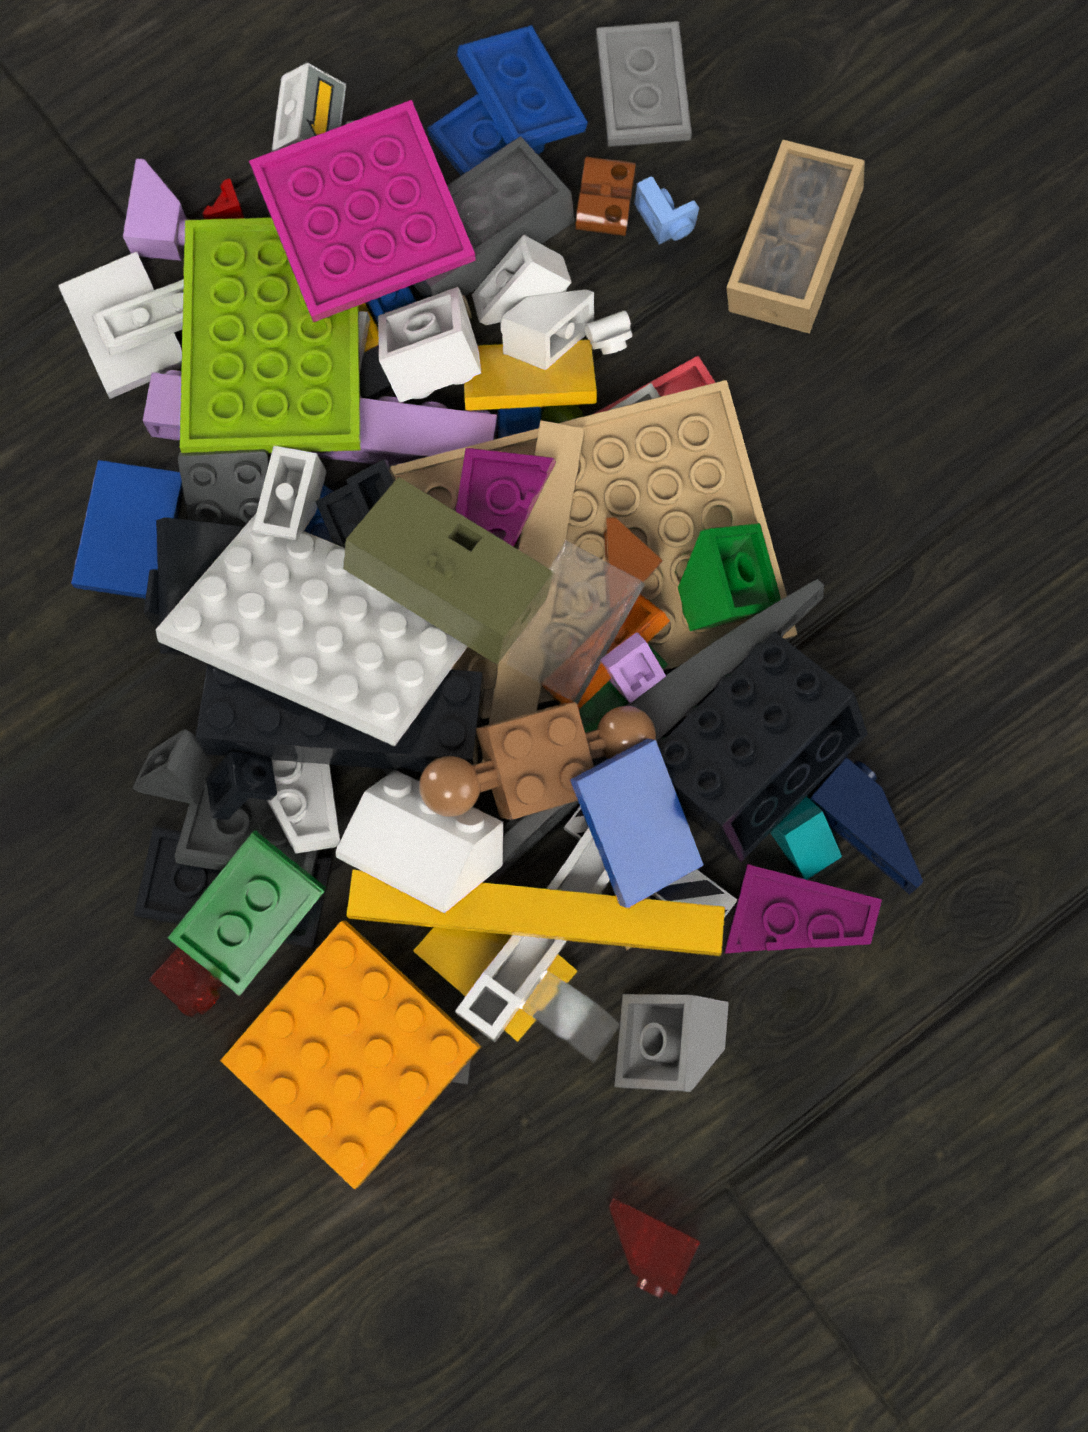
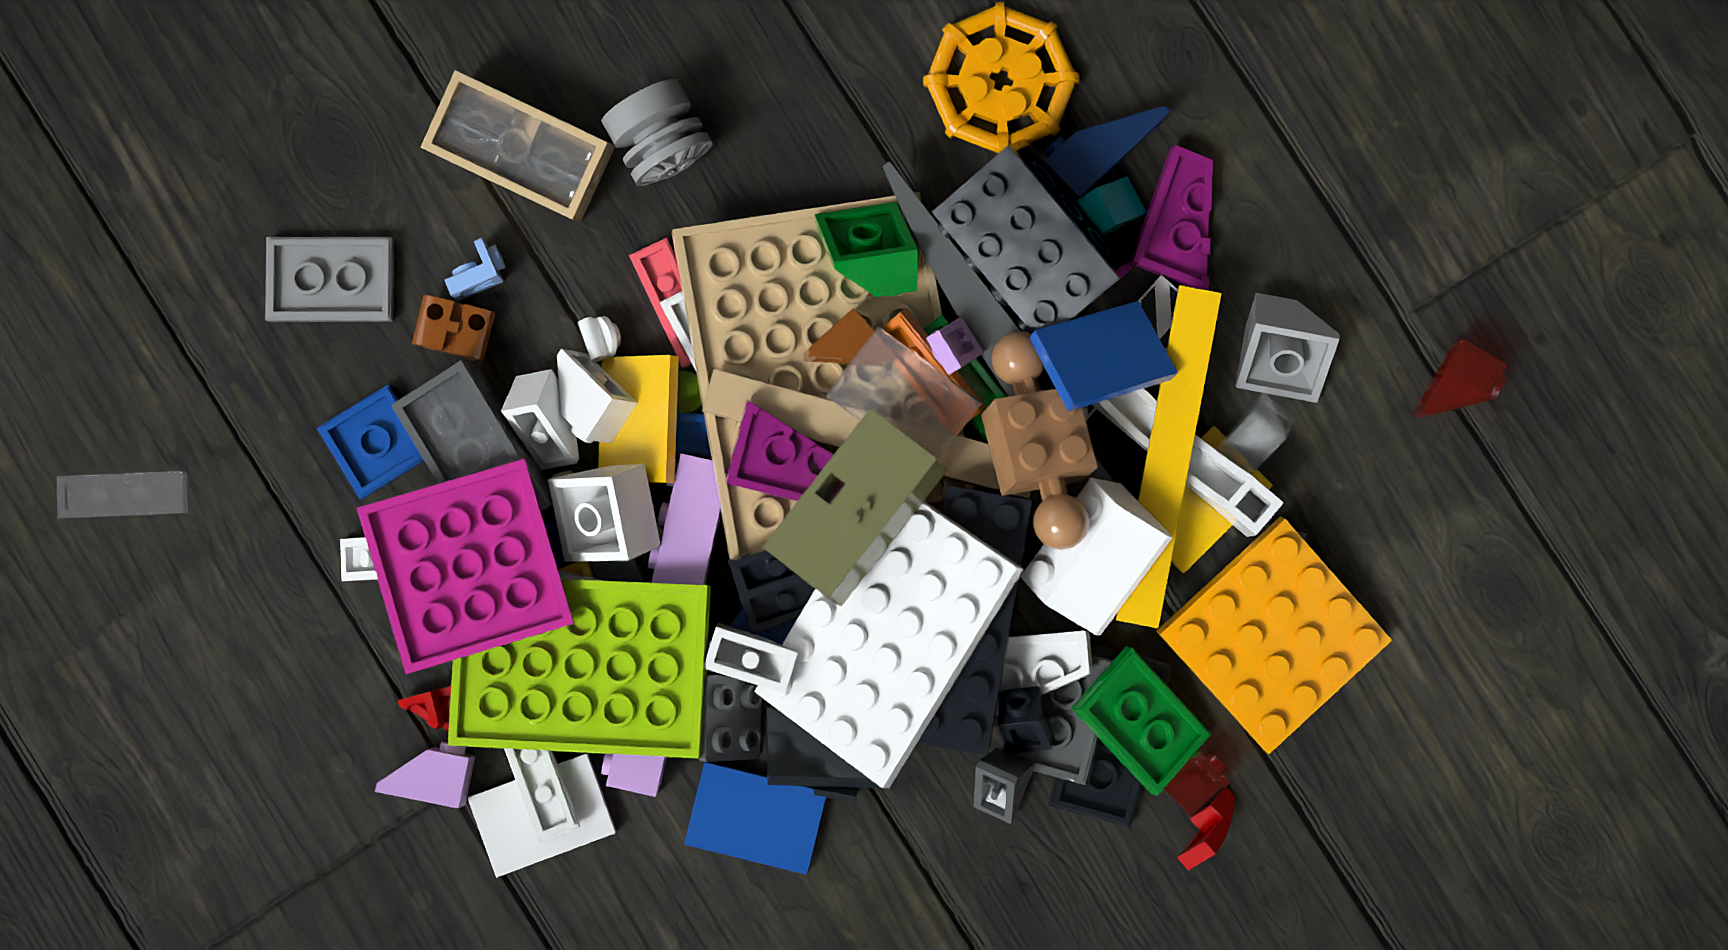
camera: 90 degrees left, 10 degrees up
(144, 1005) = (1213, 827): none -> red slope
(307, 105) = (332, 617): panel -> none
(522, 87) = (327, 401): blue tile -> none
(827, 362) = (653, 125): none -> light grey wheel
(951, 699) = (992, 57): none -> light orange plate

